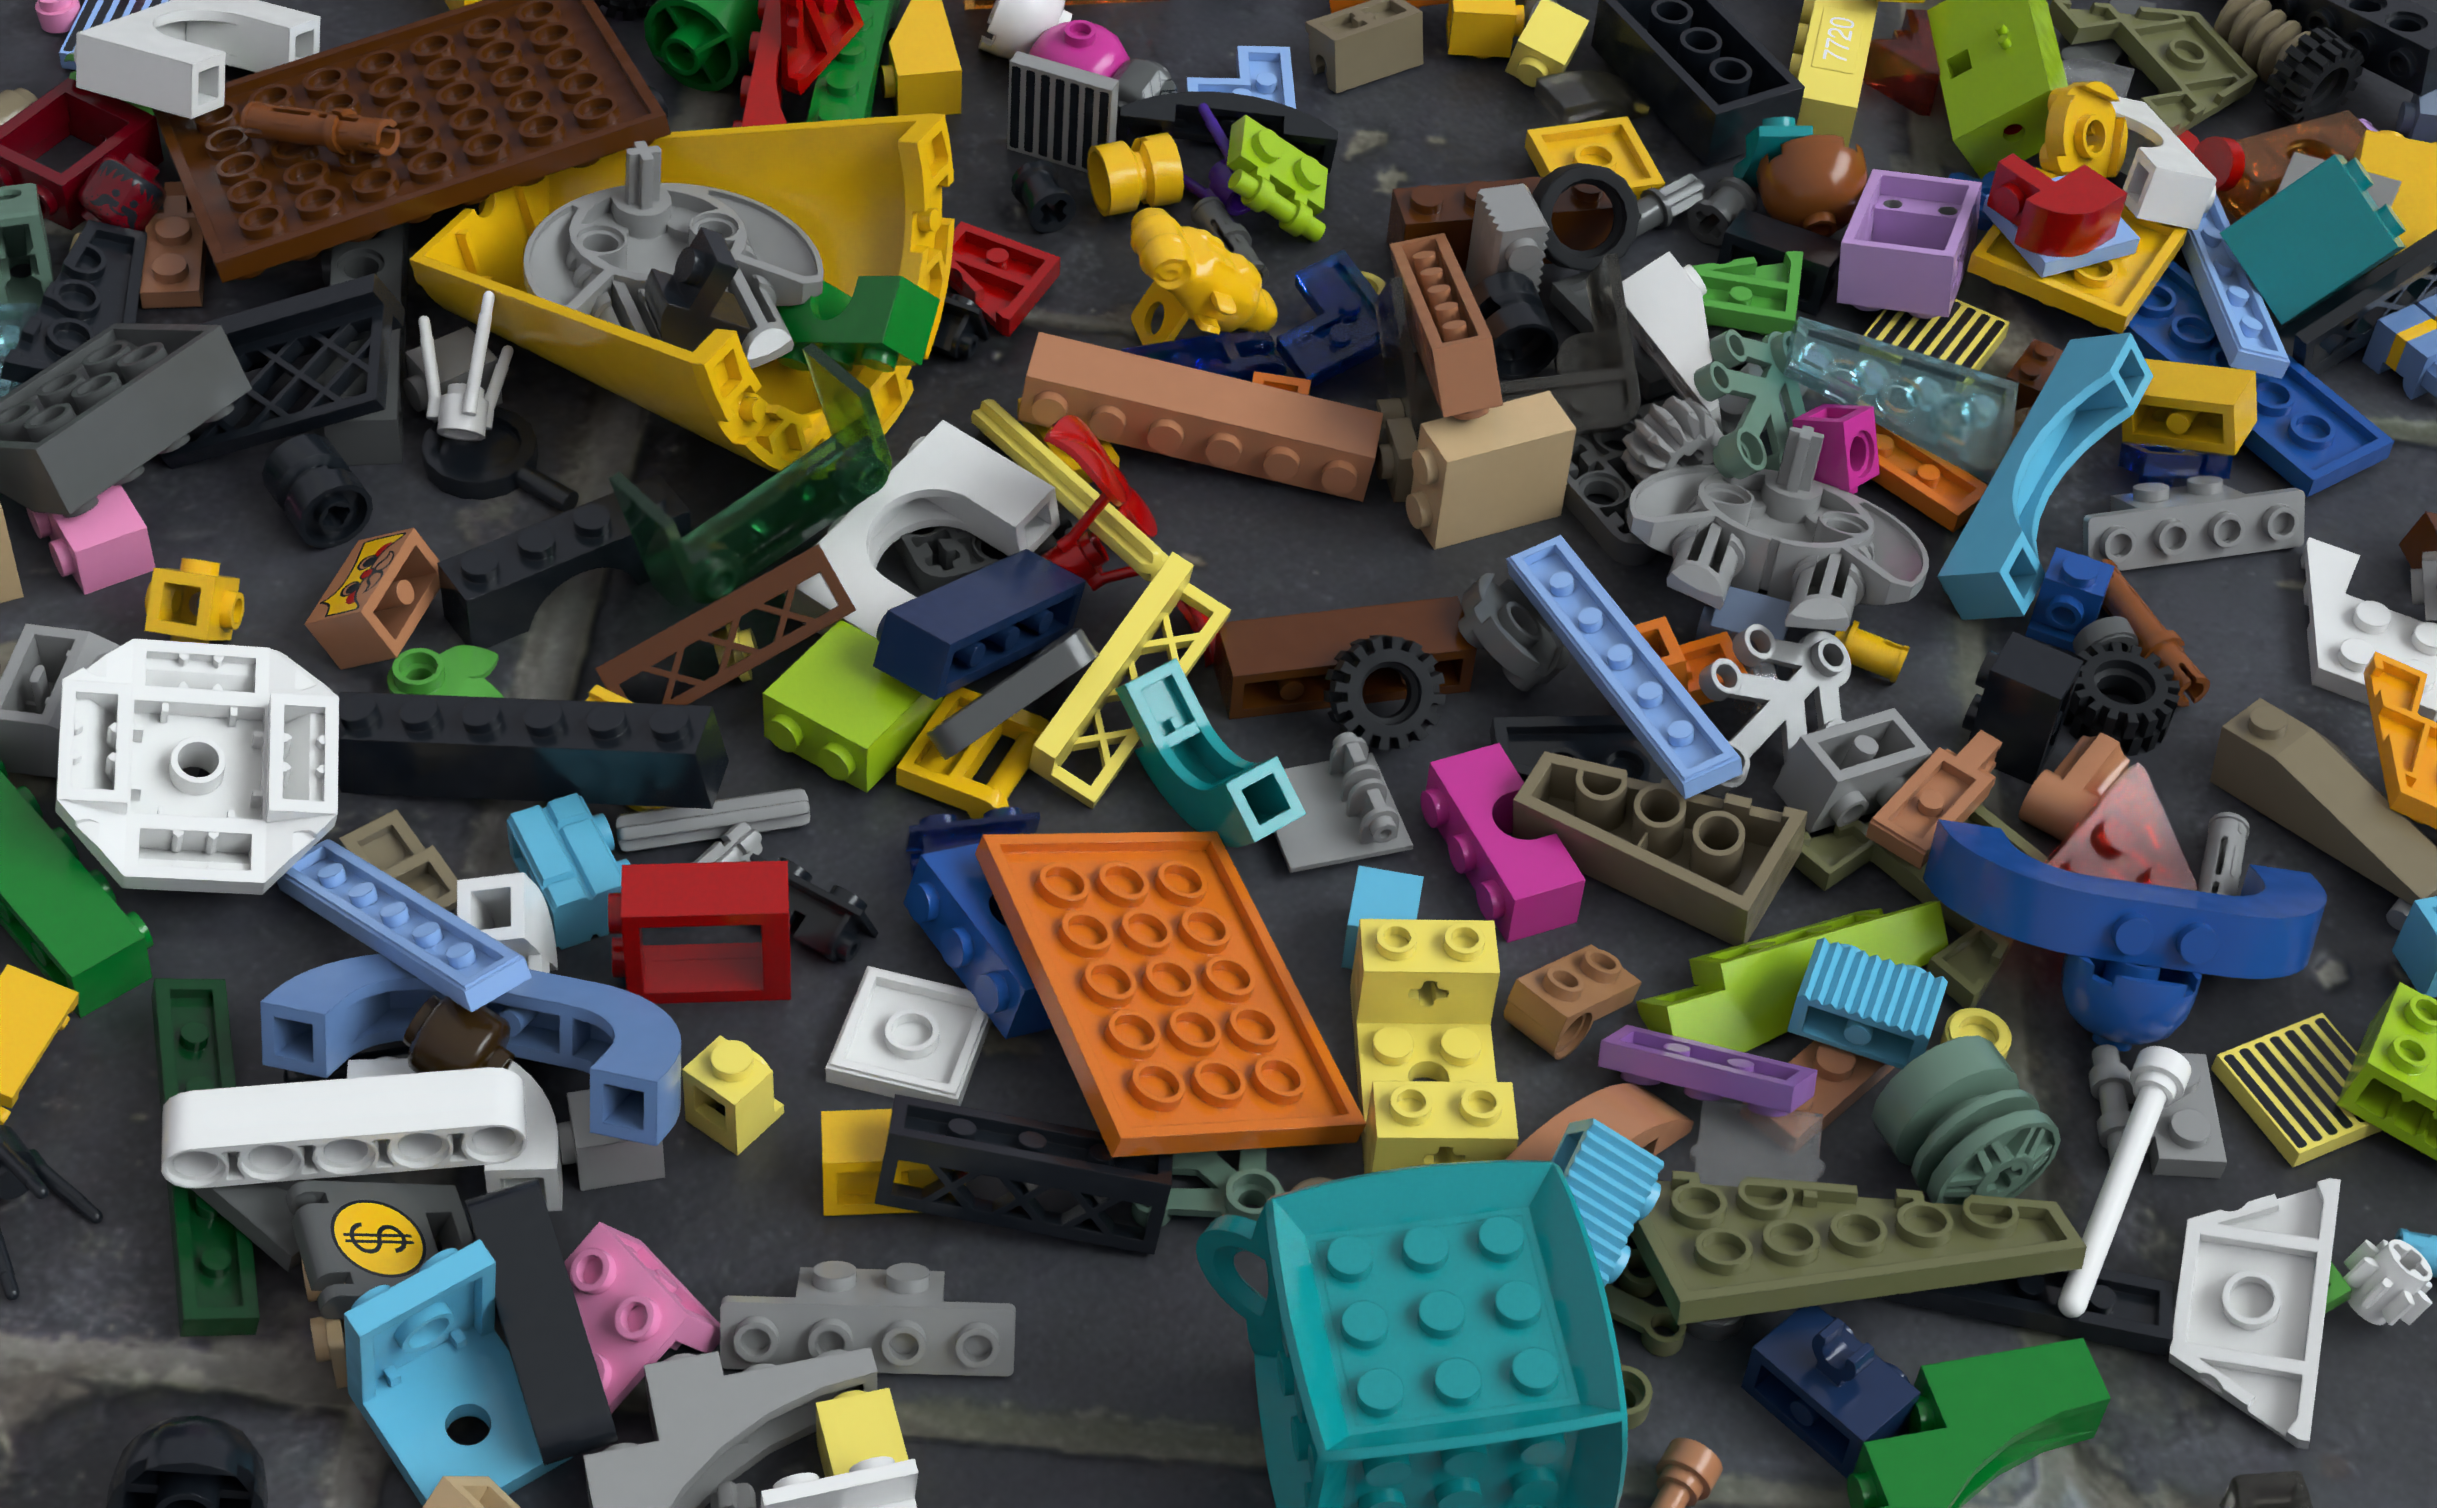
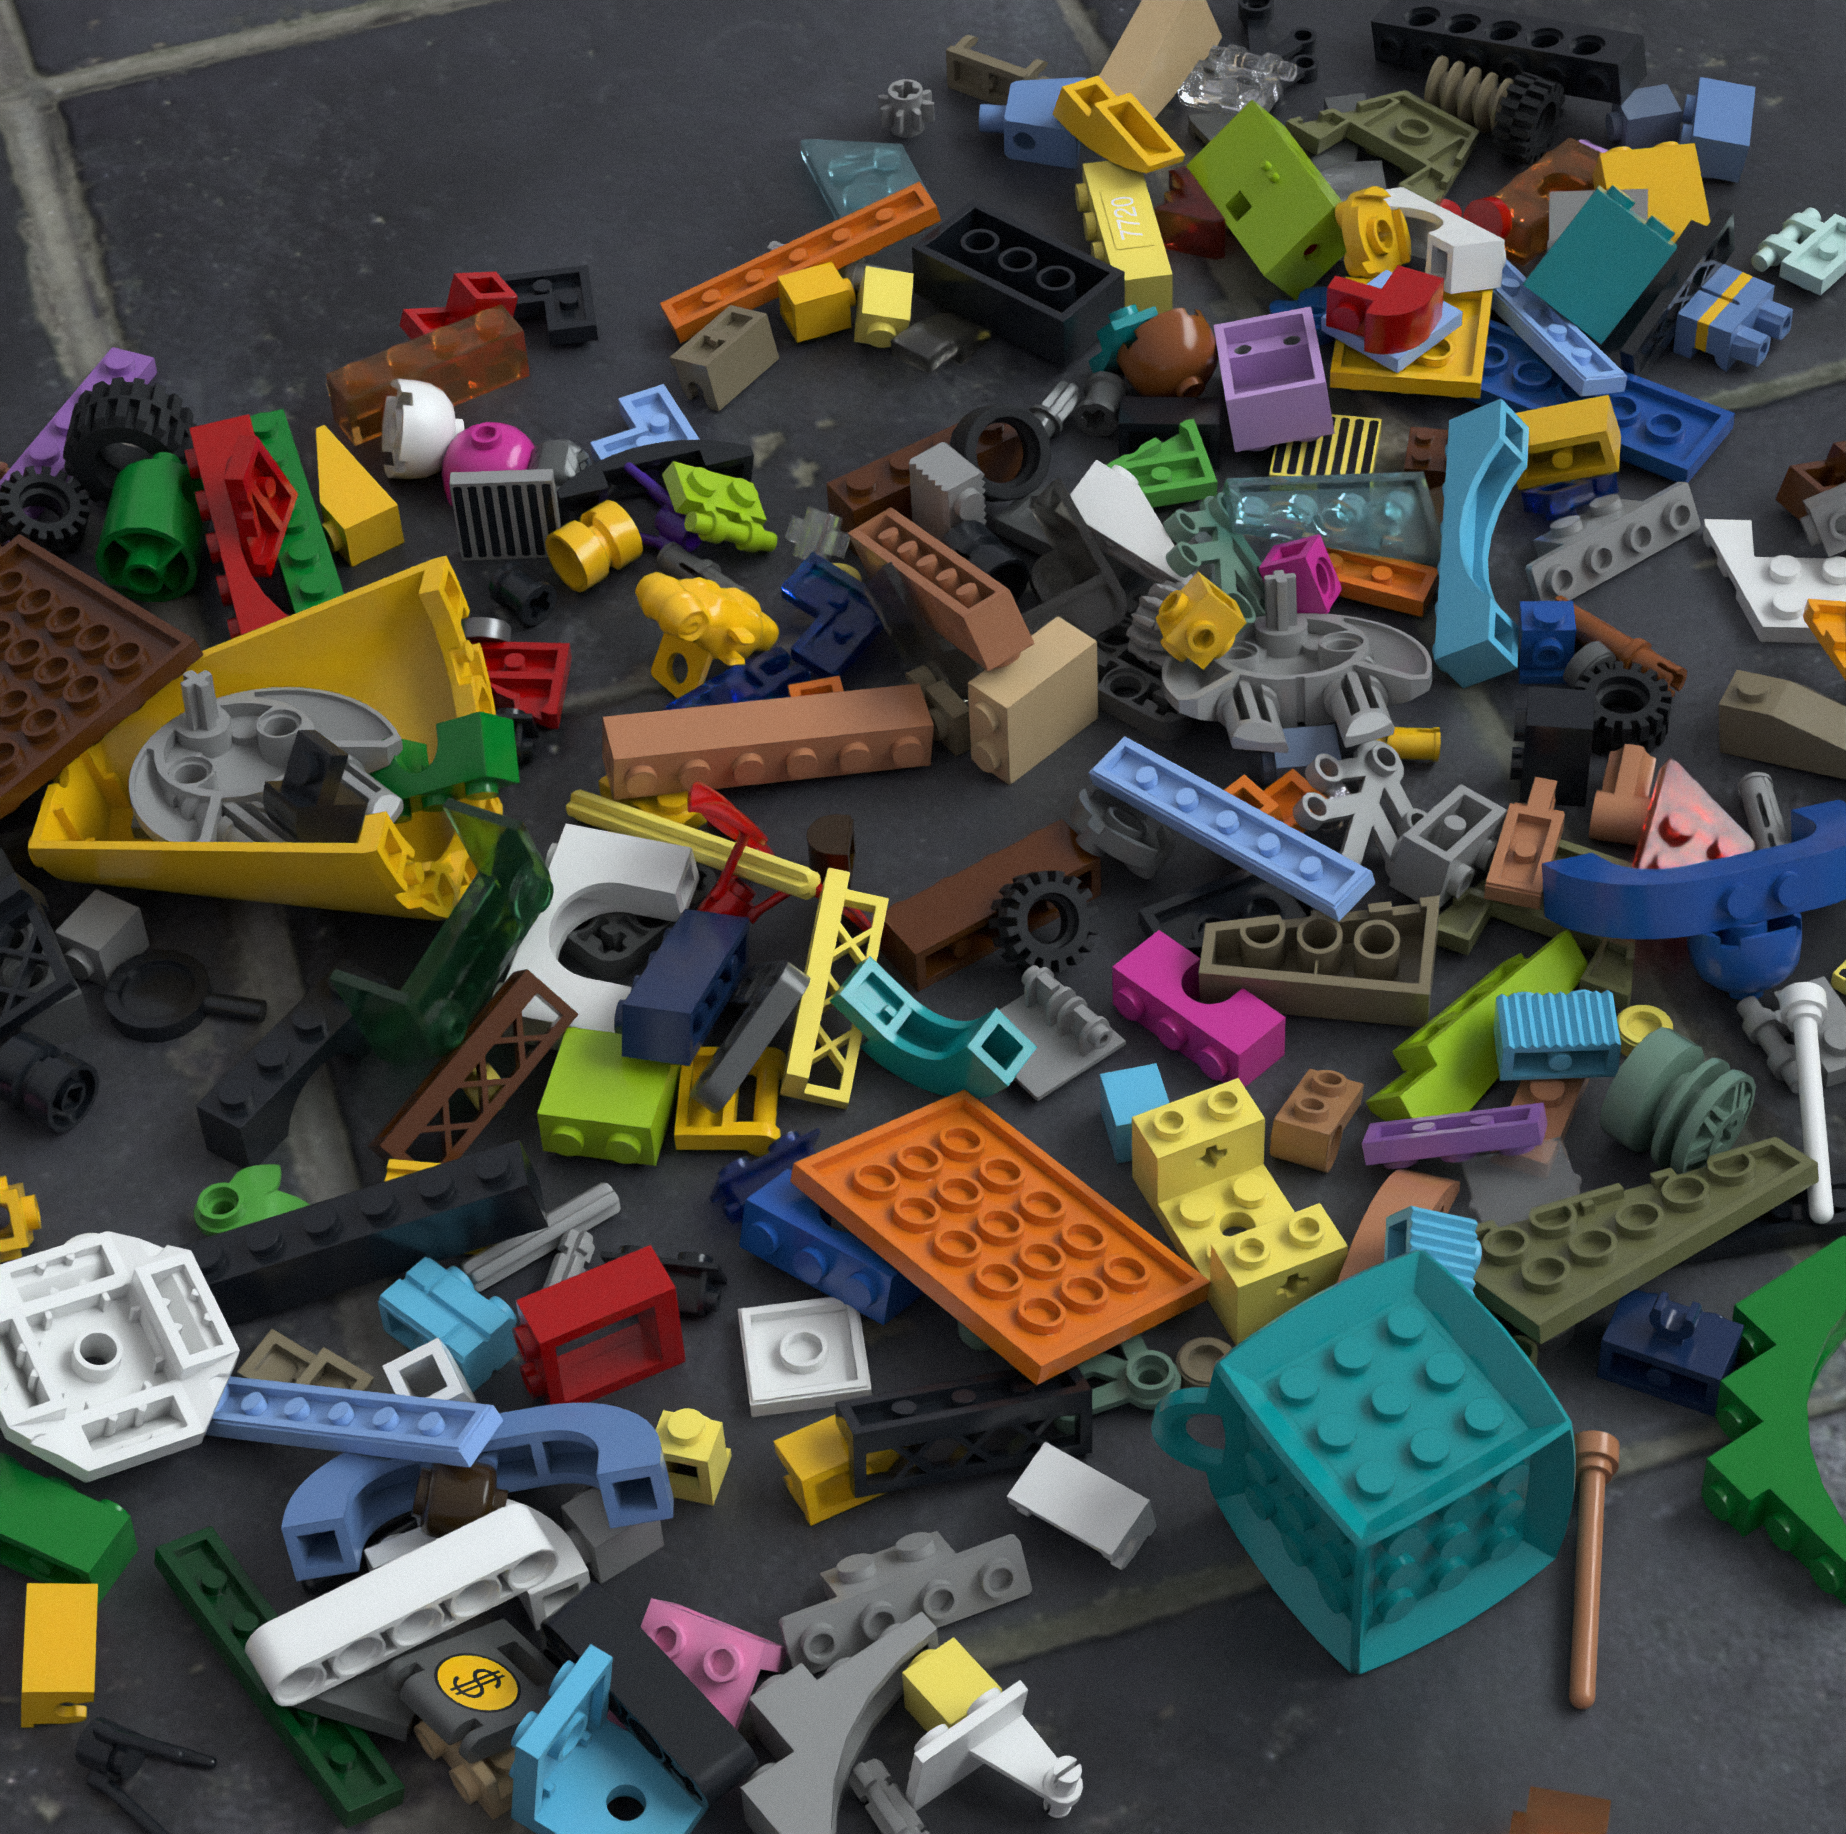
camera: 15 degrees left, 0 degrees up
(376, 599) = (153, 1156): nougat brick -> none
(464, 410) = (135, 961): white plant -> none
(983, 216) = (486, 629): none -> flat silver tile
(1108, 1306) = (1084, 1504): none -> white hinge
(1213, 547) = (832, 845): none -> dark brown brick
(1363, 238) = (817, 533): none -> clear gear
(1600, 143) = (964, 386): yellow plate -> none
(1695, 447) = (1199, 622): none -> yellow brick

